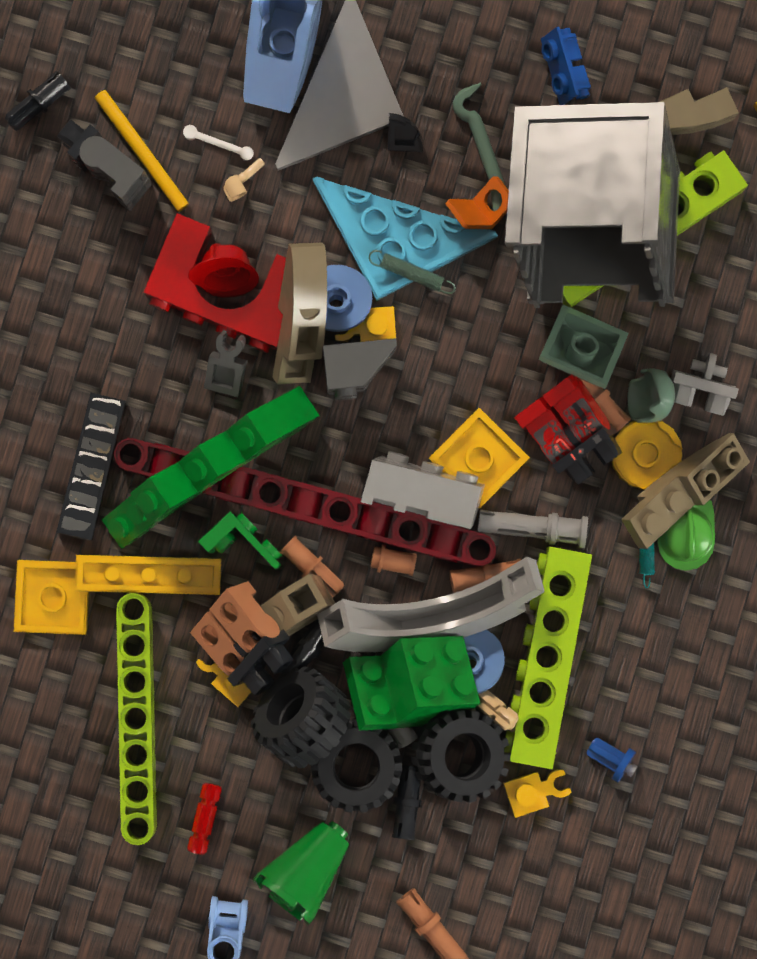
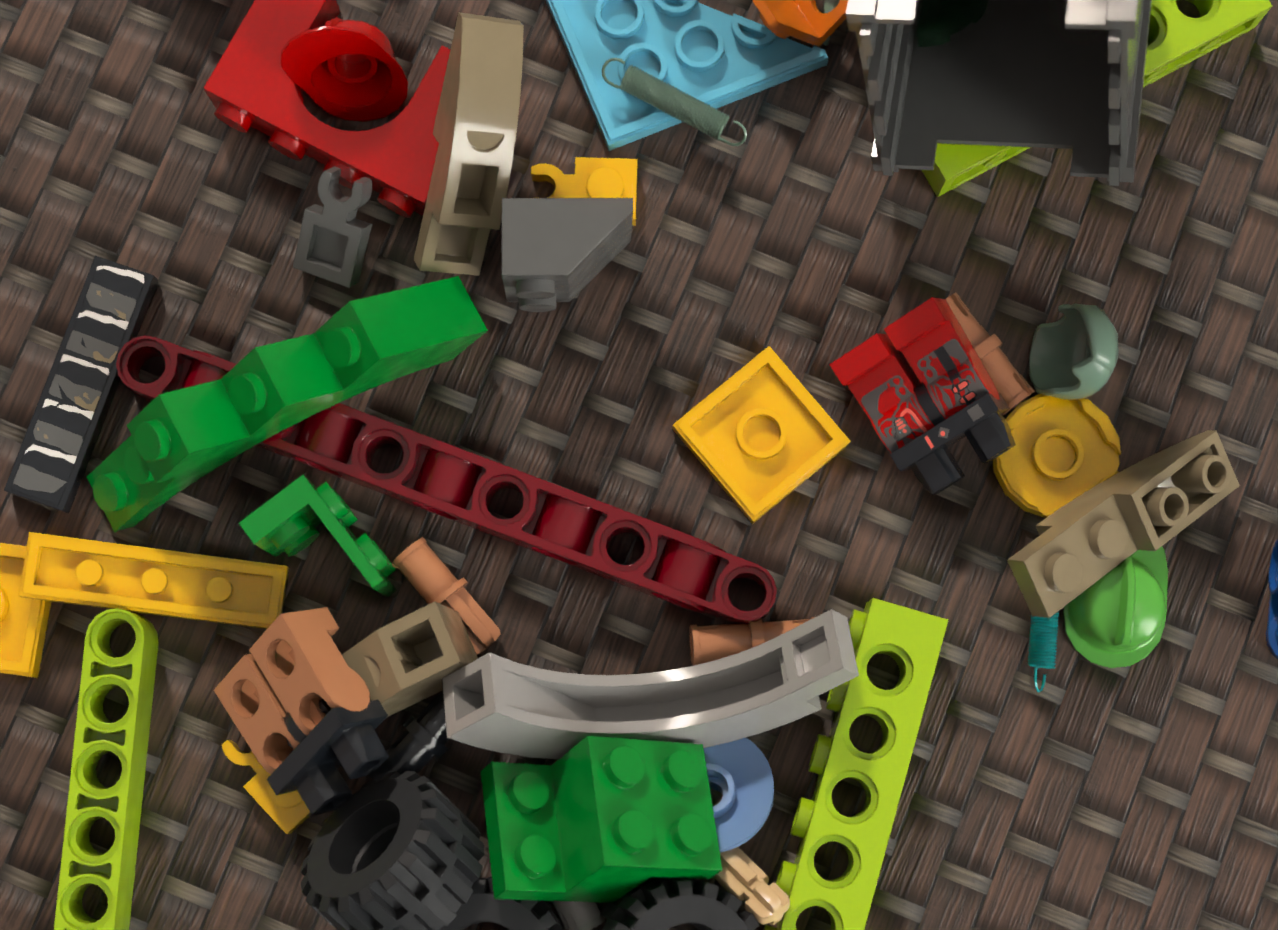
camera: 10 degrees right, 5 degrees down
(355, 294) = (561, 121): medium blue dish -> none
(393, 560) = (591, 598): nougat pin -> none
(423, 490) = (655, 476): light grey wedge -> none
(551, 528) = (876, 568): light grey pin -> none
(583, 347) = (962, 253): sand green slope -> none
(719, 393) = (1193, 358): light grey hips -> none

